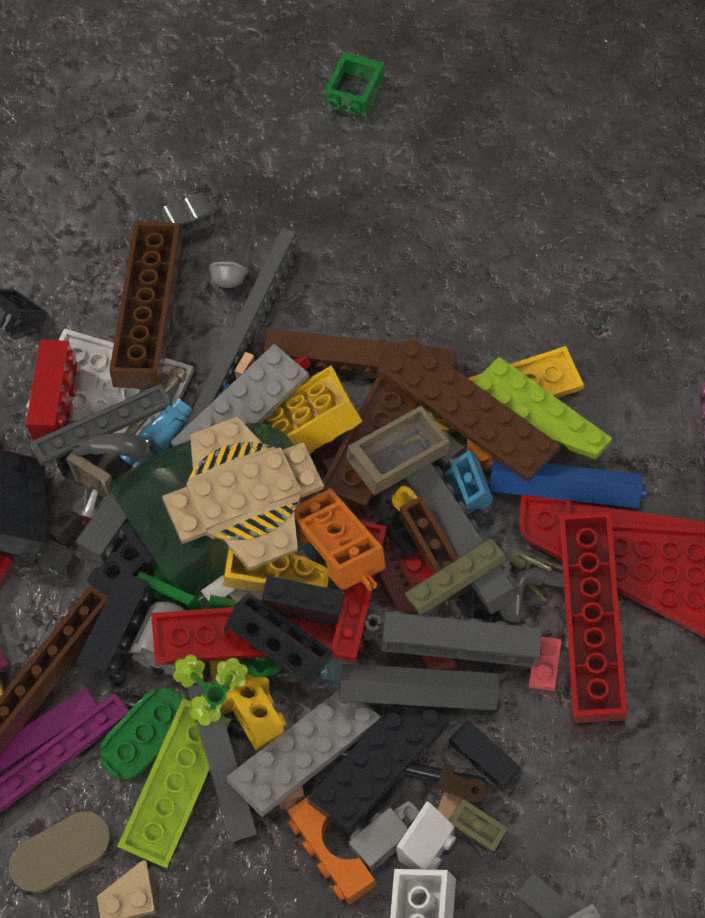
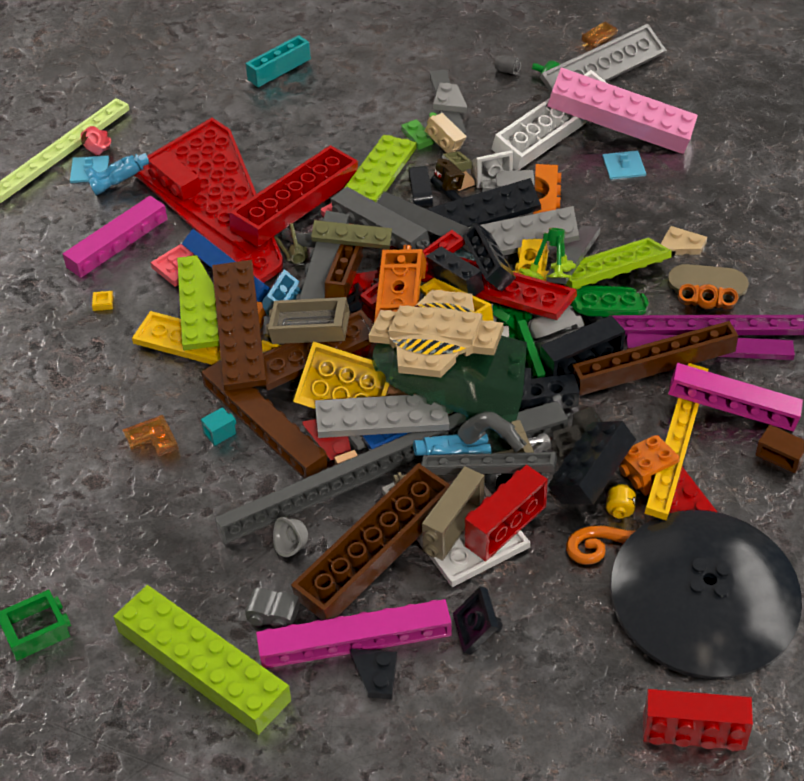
camera: 145 degrees left, 15 degrees down
(40, 815) = (717, 294): none -> orange piece
(71, 232) = (376, 671): none -> black wing
(96, 361) = (447, 518): none -> dark tan piece
(105, 241) = (360, 631): none -> dark pink brick
(204, 145) = (203, 659): none -> lime brick
(391, 323) = (218, 426): none -> teal brick
(440, 282) = (154, 431): none -> clear orange plate
(536, 855) = (445, 133): none -> tan brick
(554, 747) = (381, 166): none -> lime plate
(573, 853) = (416, 133): none -> bright green plate
(632, 450) = (168, 265): none -> coral plate
(649, 372) = (102, 300): none -> yellow tile

